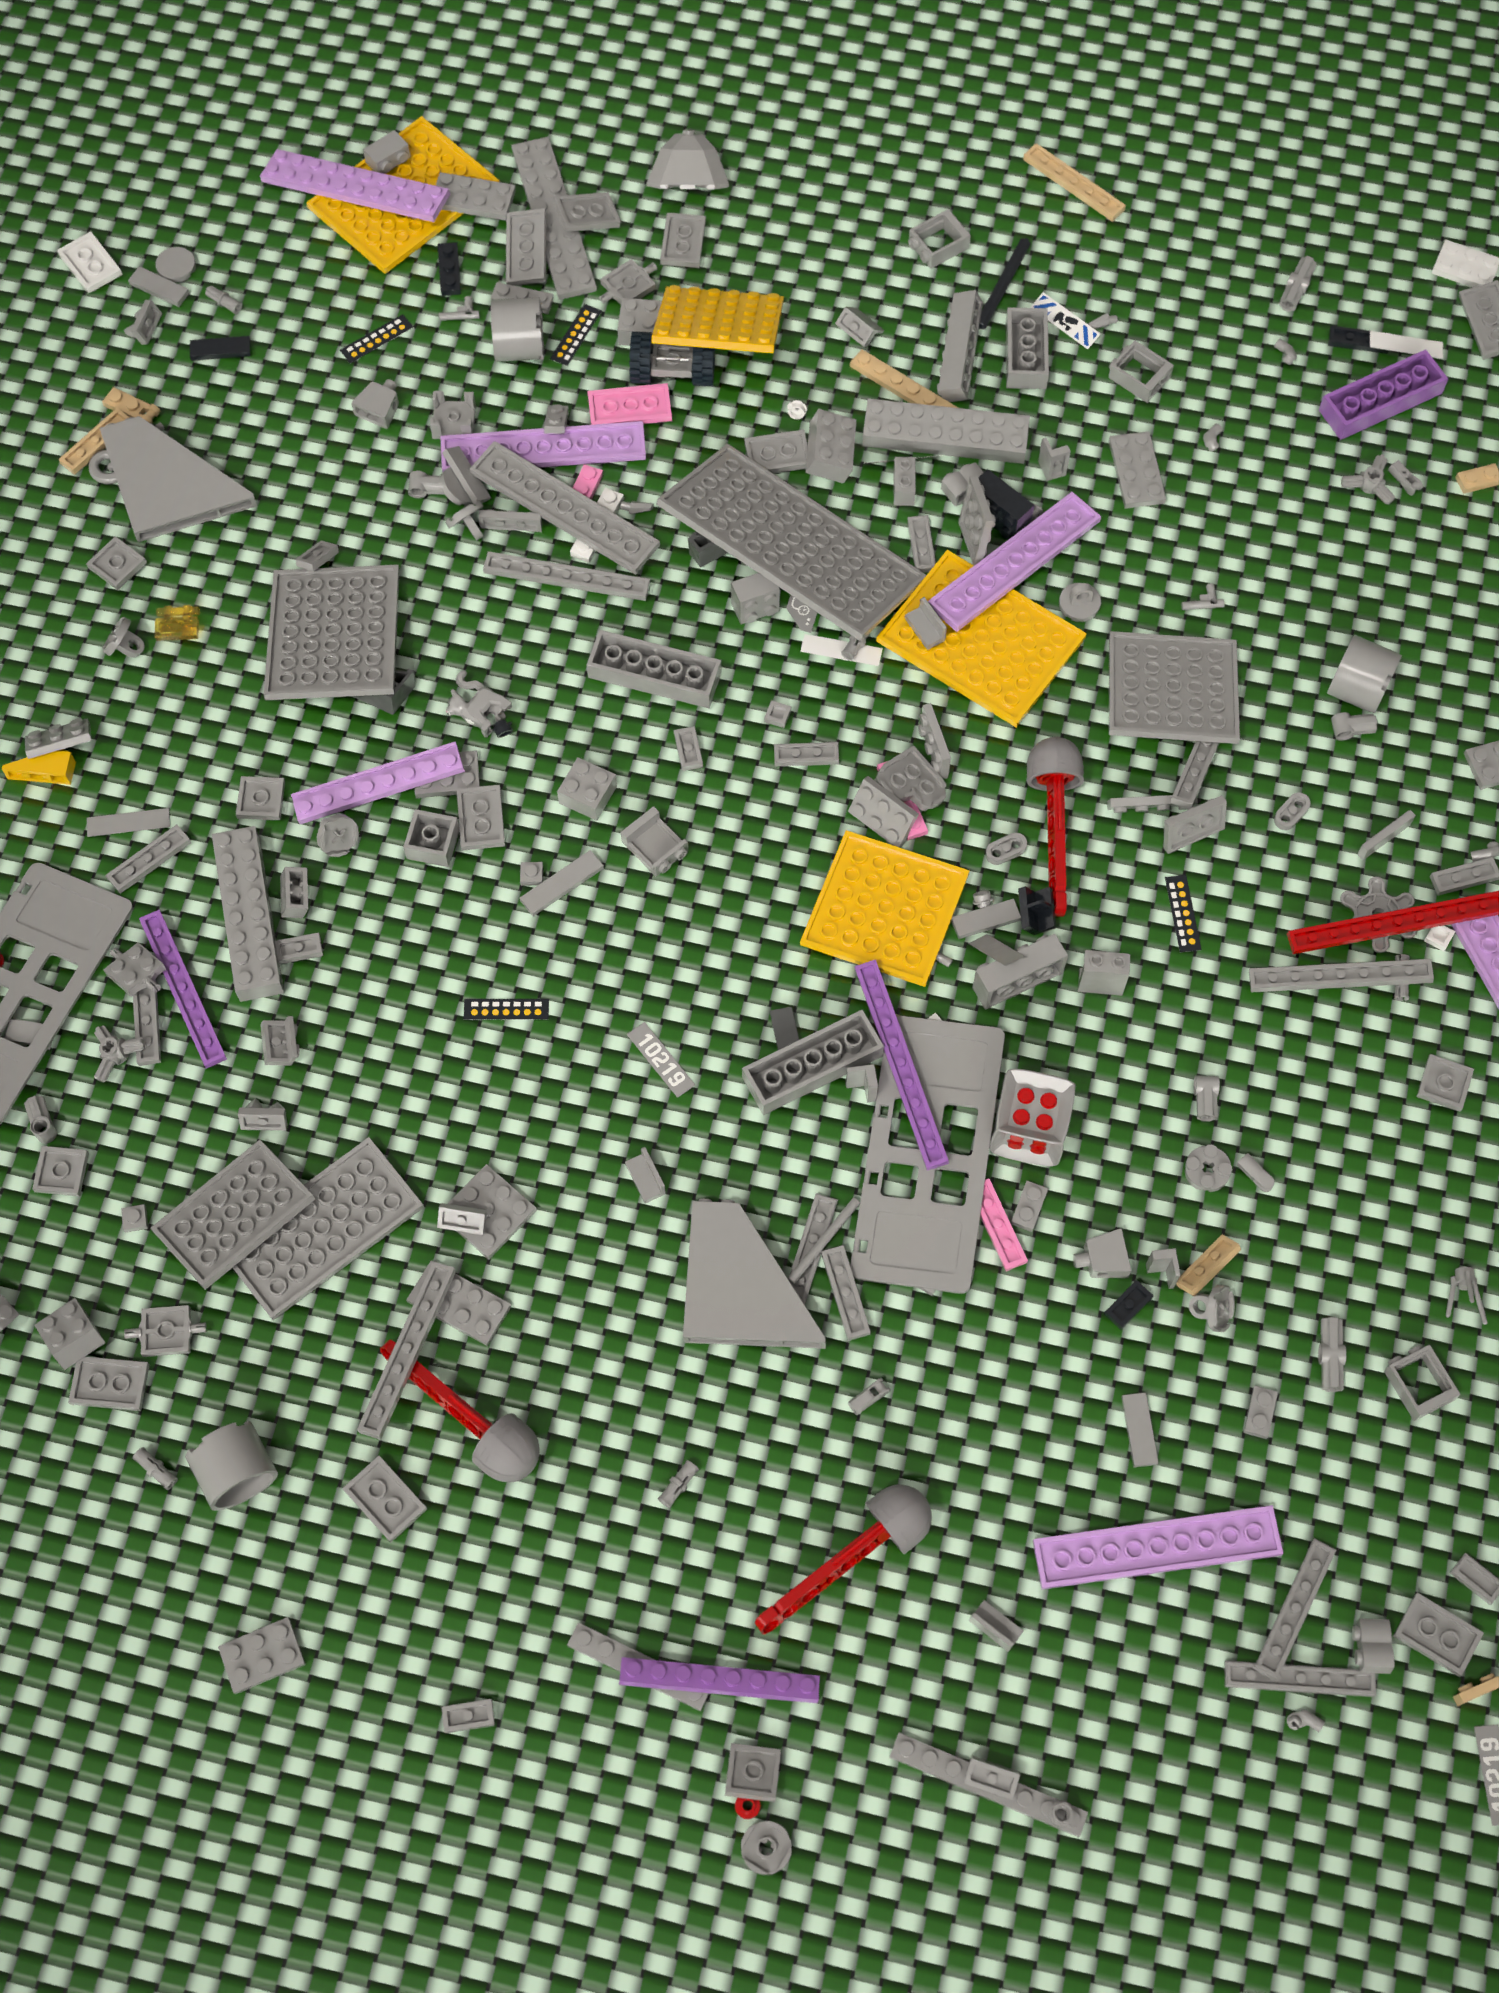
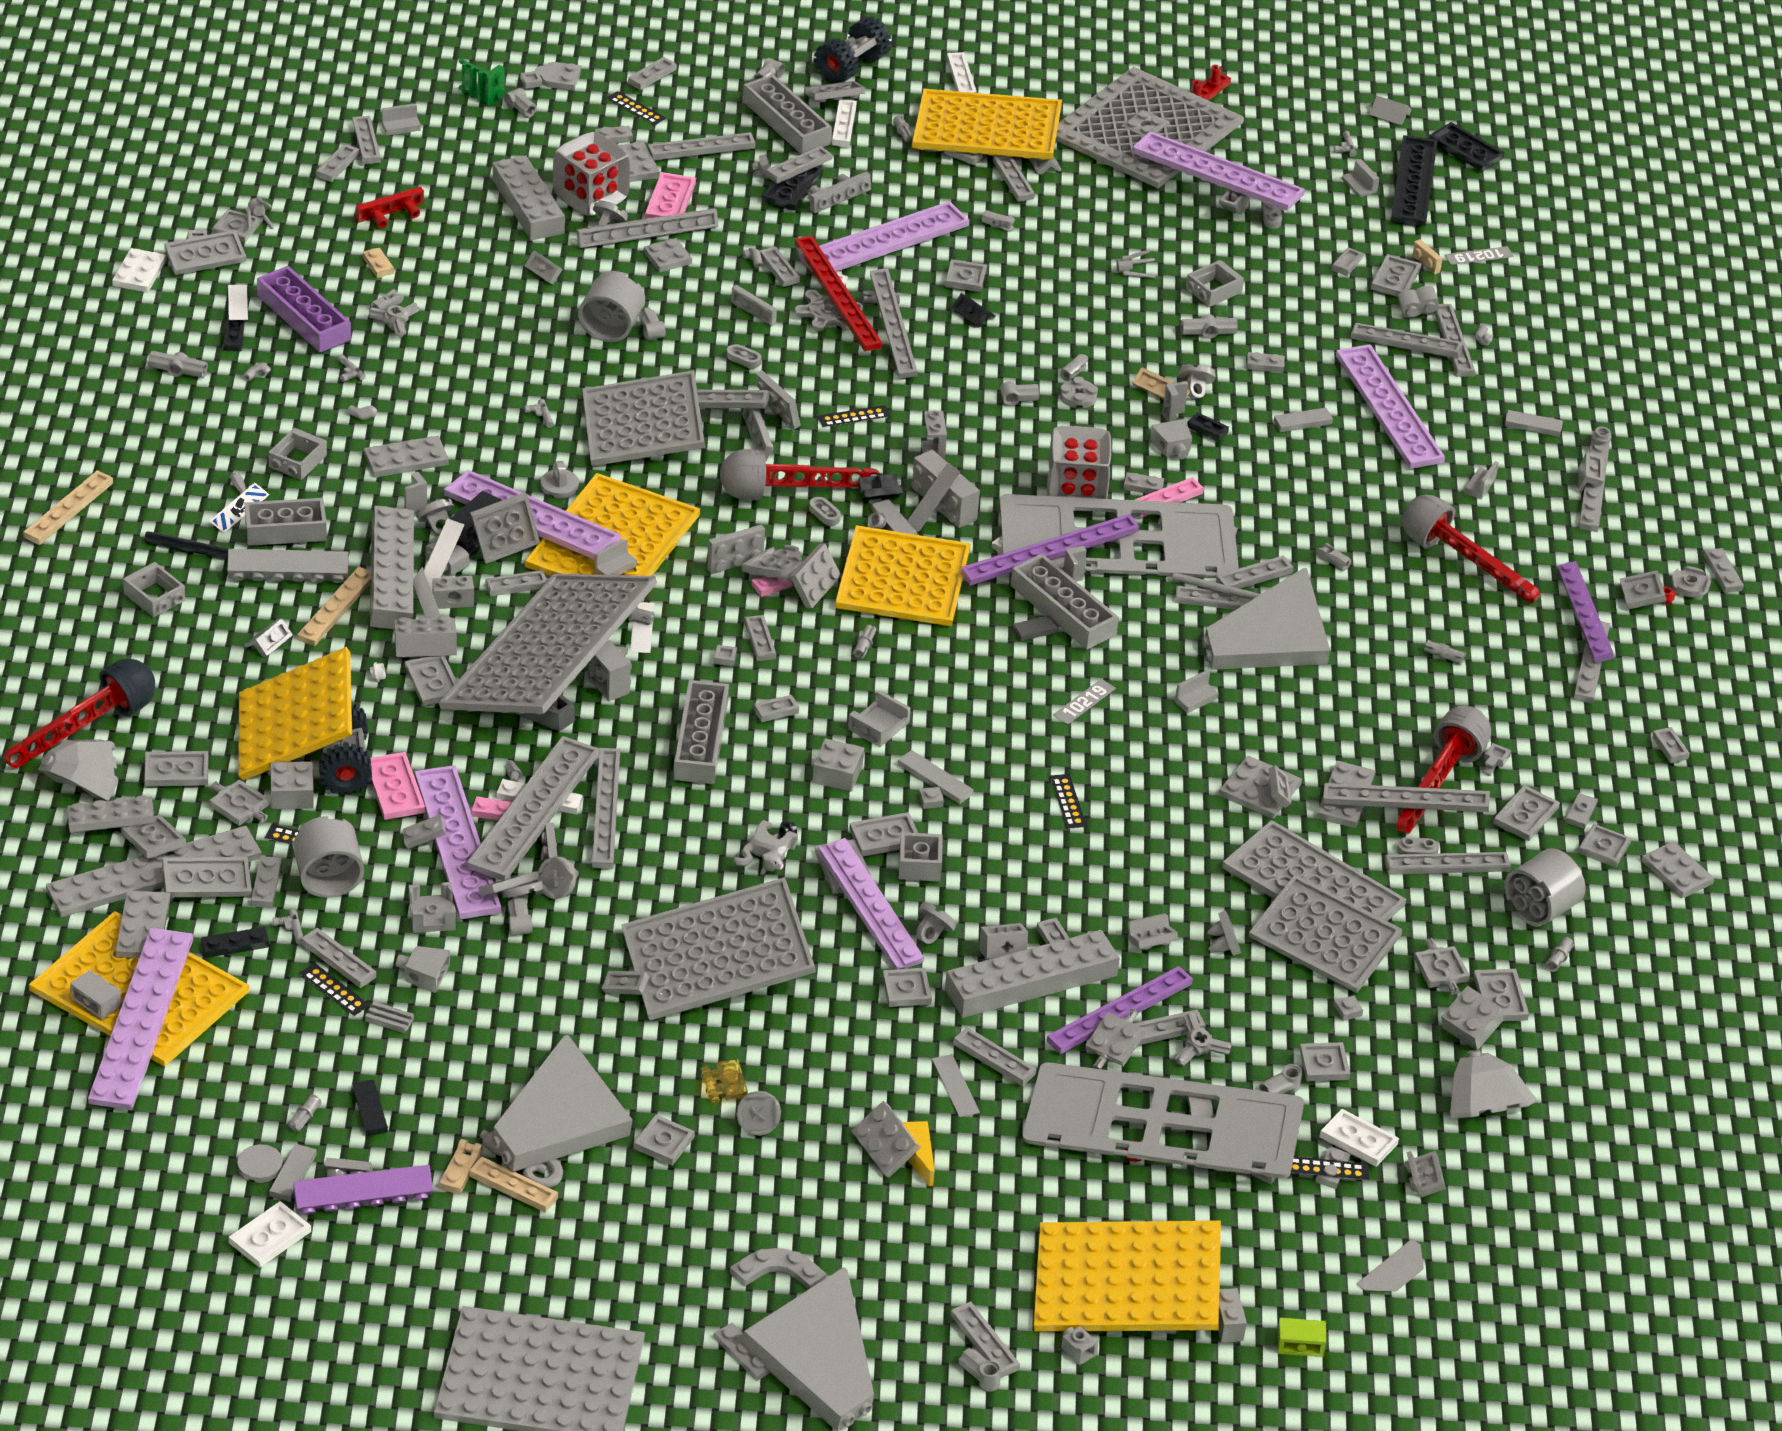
camera: 105 degrees left, 25 degrees down
(115, 327) = (362, 1188): none -> medium lavender brick
(319, 1579) = (1604, 845): none -> light grey tile
(323, 373) = (390, 1014): none -> light grey tile
(328, 1387) = (1447, 863): none -> light grey tile
(358, 1359) = (1417, 846): none -> light grey plate
(380, 1569) = (1581, 811): none -> light grey plate
(407, 340) = (338, 957): none -> light grey plate
(484, 1491) = (1495, 756): none -> light grey plate
(626, 186) = (110, 814): none -> light grey plate
(781, 192) = (125, 685): none -> piece
(782, 850) = (864, 642): none -> light grey axle
(788, 1905) = (1723, 570): none -> light grey plate
(953, 470) = (443, 550): none -> white sticker
(1026, 477) = (435, 513): none -> light grey tile
(1113, 1736) = (1533, 423): none -> light grey tile
(1287, 435) = (351, 371): none -> light grey hose
(1376, 1079) = (971, 310): none -> black panel
(1462, 631) = (543, 267): none -> light grey plate

